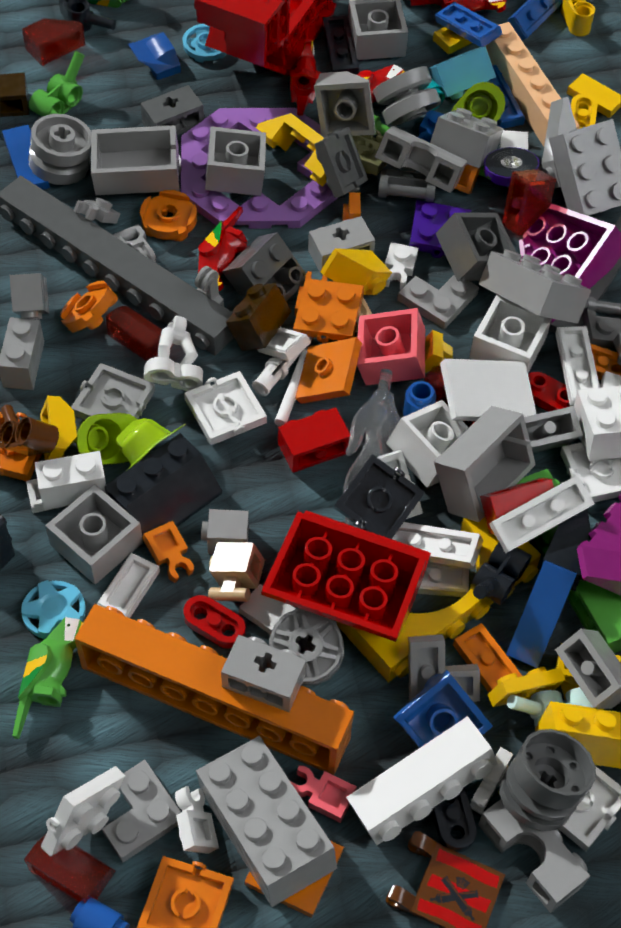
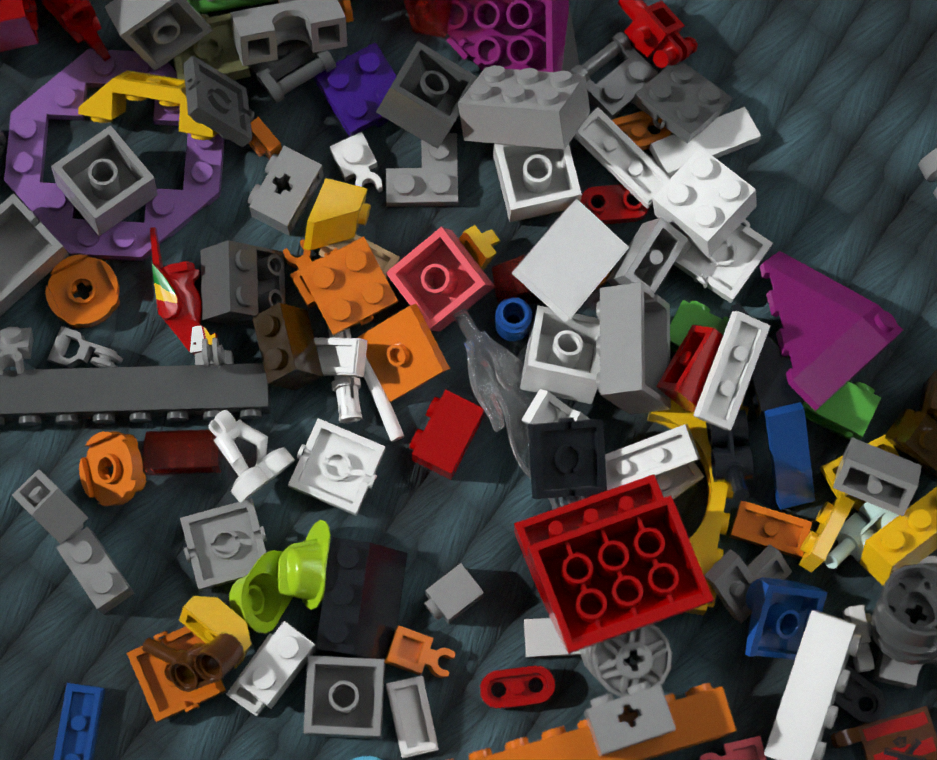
camera: 40 degrees left, 20 degrees up
(236, 570) = (494, 624): tan brick -> none

